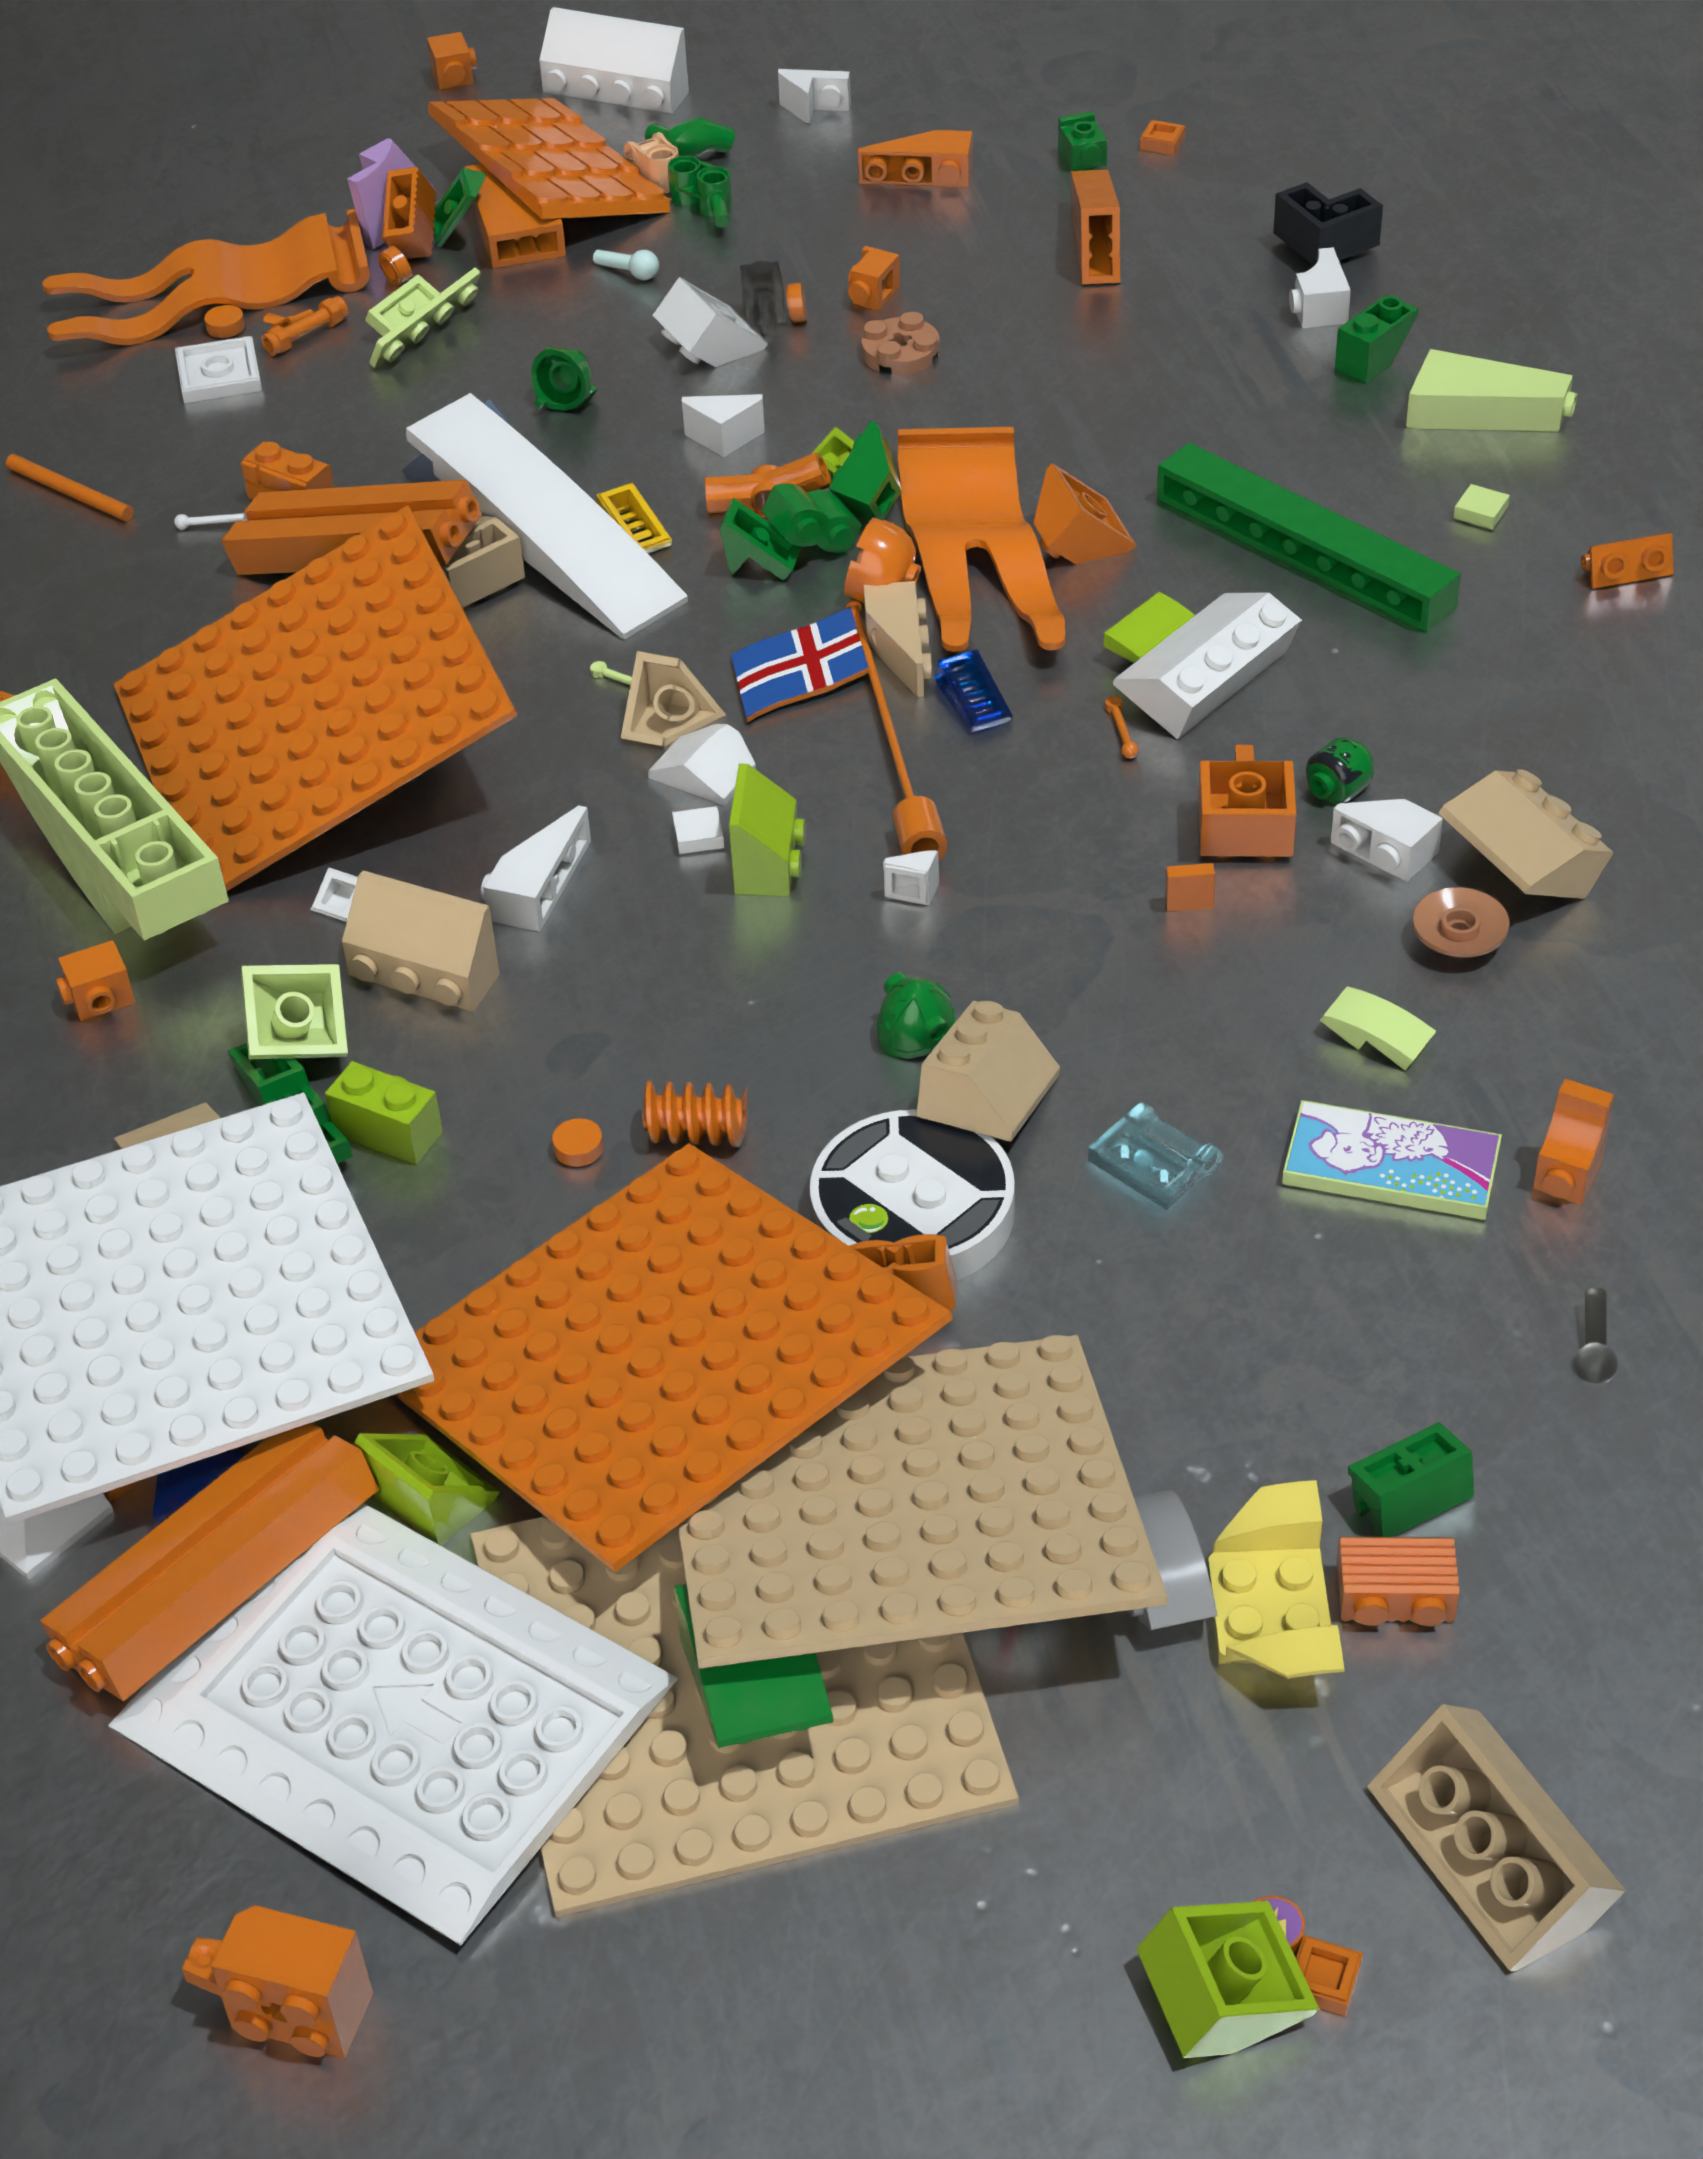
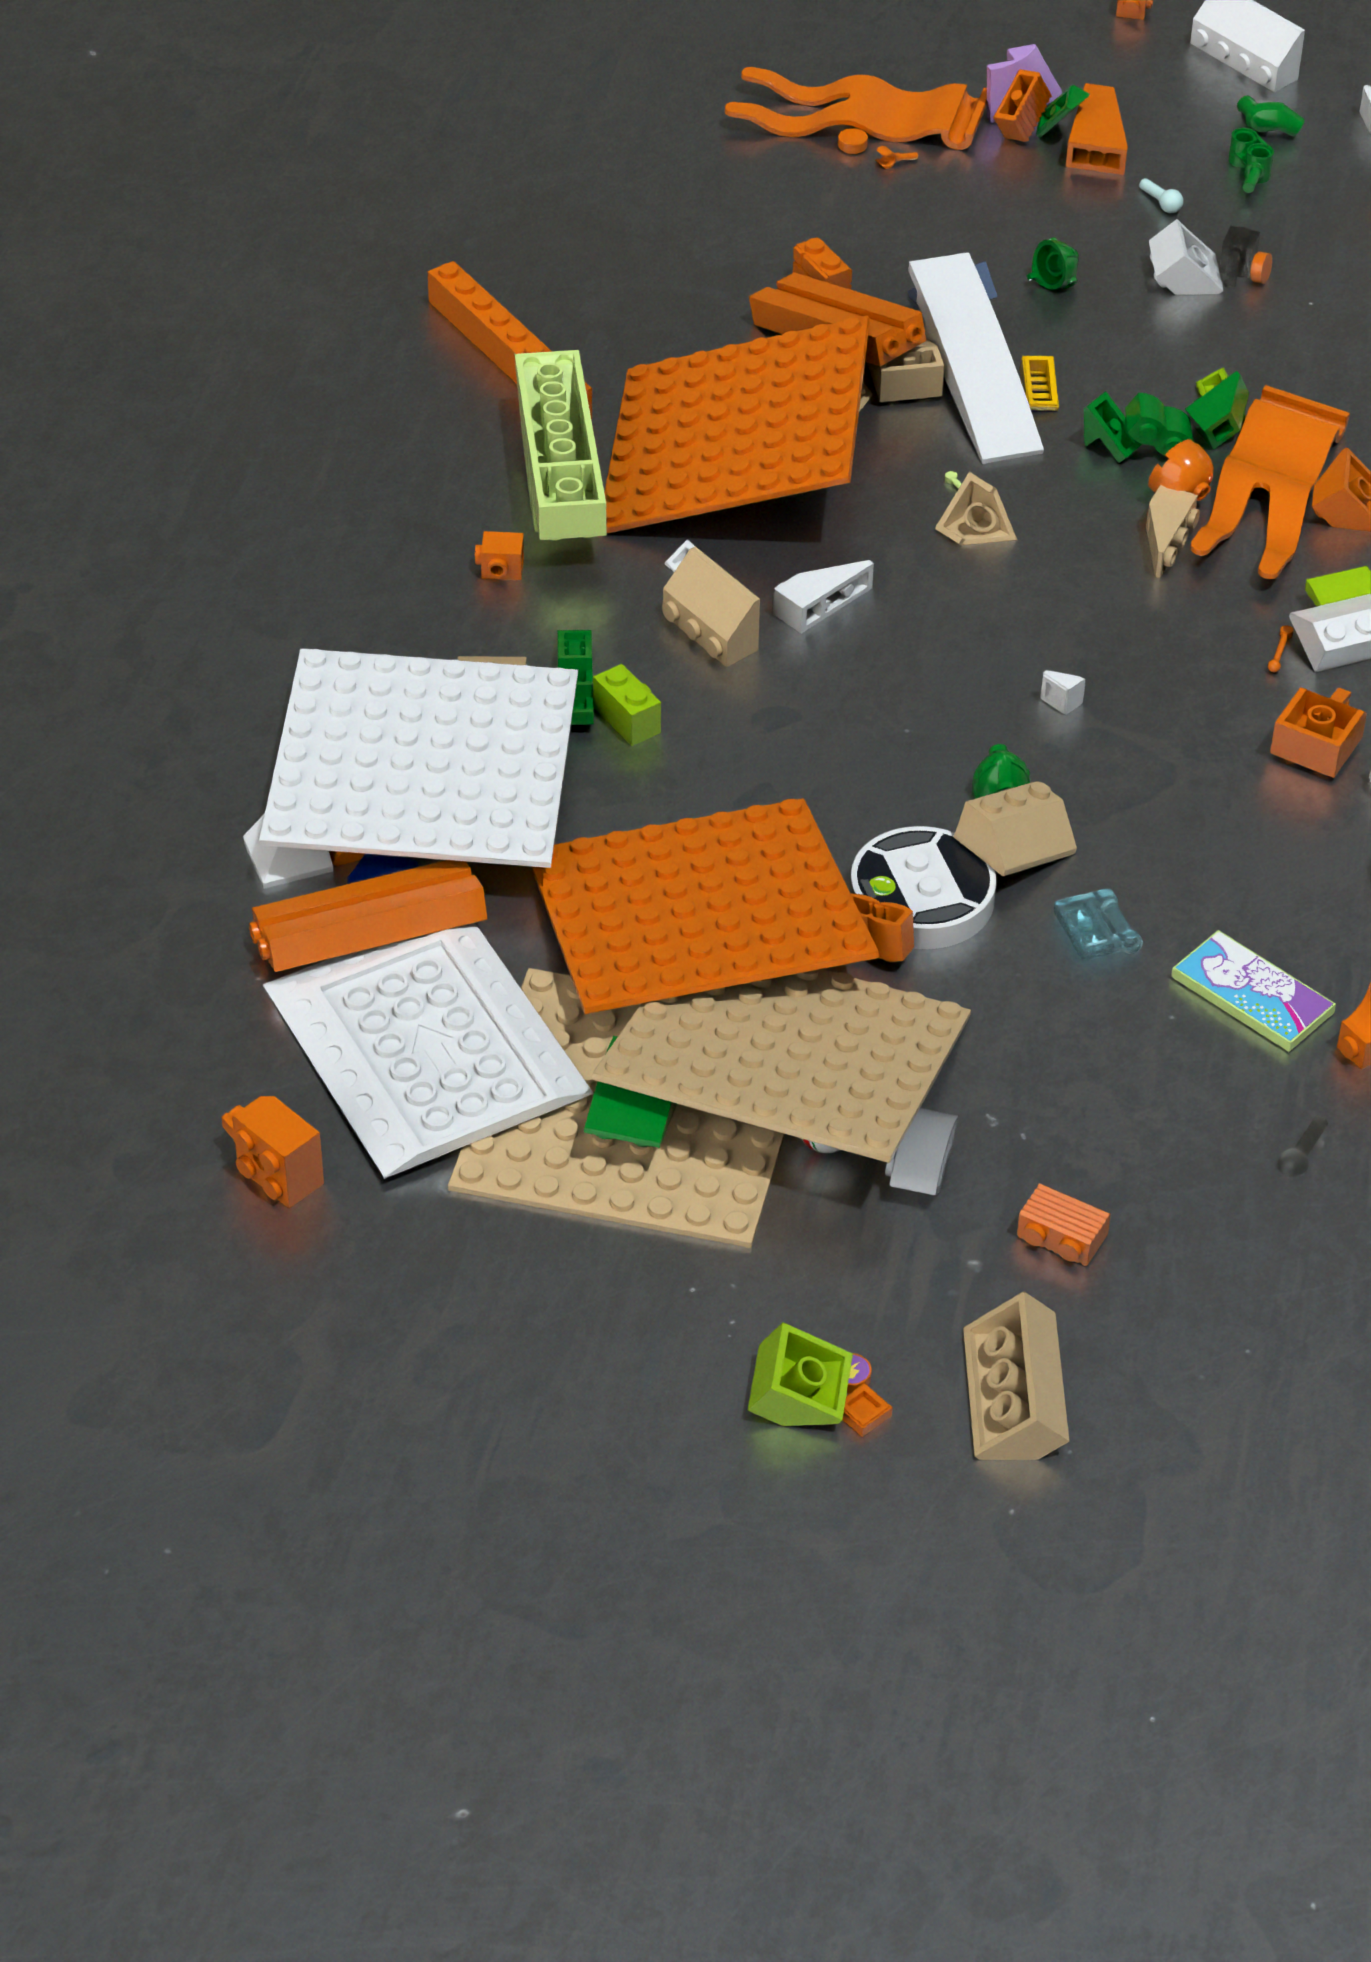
camera: 25 degrees right, 0 degrees up
(69, 487) = (678, 223): orange bar -> none
(182, 521) = (738, 275): white hinge -> none
(218, 369) = (827, 174): white tile -> none
(279, 339) = (929, 160): orange bar -> none
(293, 1011) = (605, 619): yellowish green slope -> none
(395, 266) = (993, 141): orange tile -> none
(412, 310) = (985, 178): yellowish green bracket -> none
(425, 1483) = (517, 926): lime slope -> none
(549, 158) = (1153, 96): orange piece -> none
(577, 1142) = (737, 771): orange tile -> none
(652, 158) = (1226, 121): light nougat piece -> none
(695, 1114) = (817, 784): orange piece -> none
(698, 830) = (944, 607): white tile -> none
(704, 763) = (980, 567): white slope -> none
(723, 421) = (1149, 335): white slope -> none
(753, 489) = (1123, 389): orange piece -> none
(764, 836) = (977, 624): lime slope -> none
(818, 661) = (1092, 525): flag -> none
(874, 278) = (1329, 269): orange brick -> none
(900, 343) = (1329, 317): nougat plate -> none
(971, 665) = (1196, 567): clear blue slope -> none
(1189, 887) = (1243, 769): orange tile -> none
(1273, 1585) = (986, 1194): light yellow piece -> none
(1390, 1029) = (1307, 904): yellowish green slope -> none
(1413, 1480) = (1115, 1175): green hinge -> none

